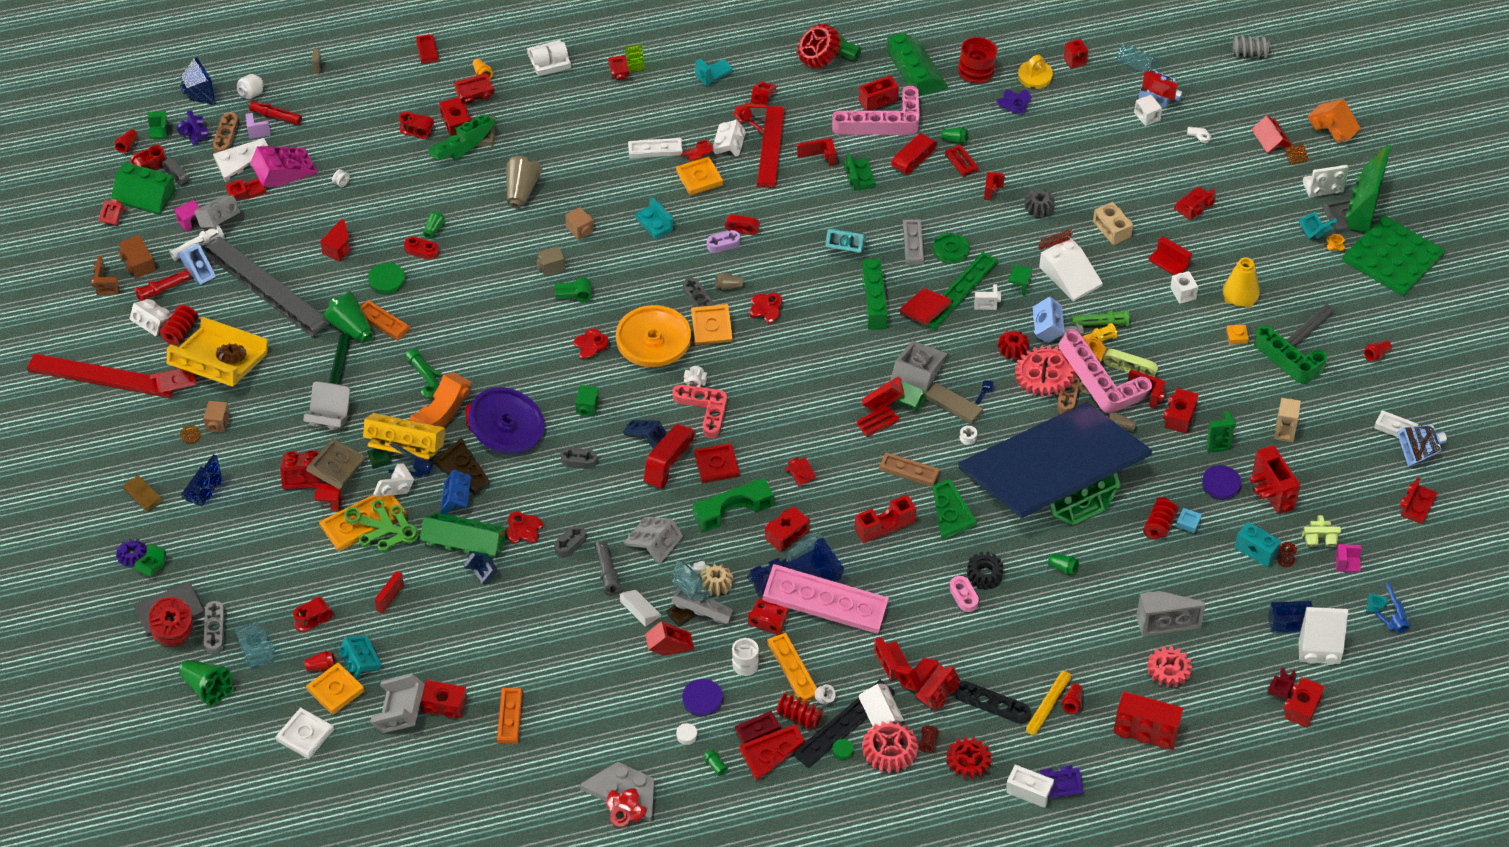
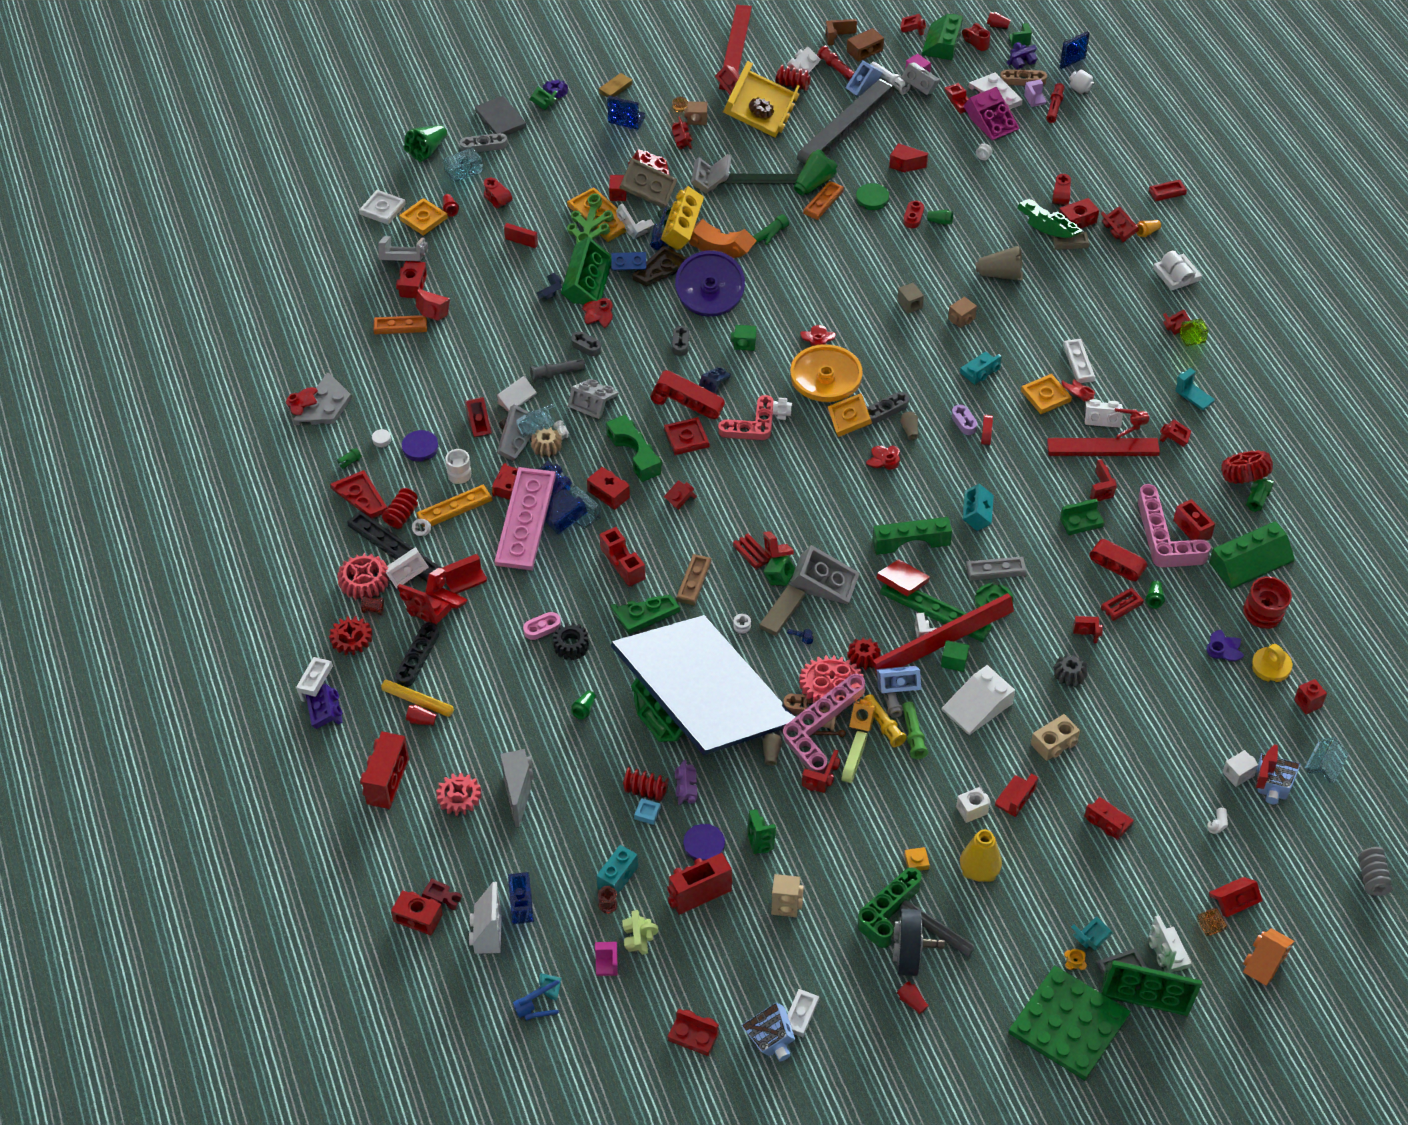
camera: 85 degrees right, 0 degrees up
(167, 632) = (476, 110): red wheel -> none
(173, 168) = (968, 53): dark grey beam -> none
(255, 432) = (681, 135): none -> red hinge
(316, 61) = (1125, 118): dark tan tile -> none
(359, 655) = (456, 226): teal bracket -> none
(491, 679) = (432, 305): none -> red slope
(579, 290) = (878, 319): green piece -> none
(757, 727) = (384, 483): dark red plate -> none
(843, 749) = (364, 545): green tile -> none
(1006, 293) = (949, 632): none -> red tile
(1055, 239) = (1014, 681): clear red piece -> none
(1152, 490) = (685, 775): none -> medium lavender hinge
(1181, 410) = (801, 810): red brick -> none
(1338, 335) = (910, 942): none -> black wheel

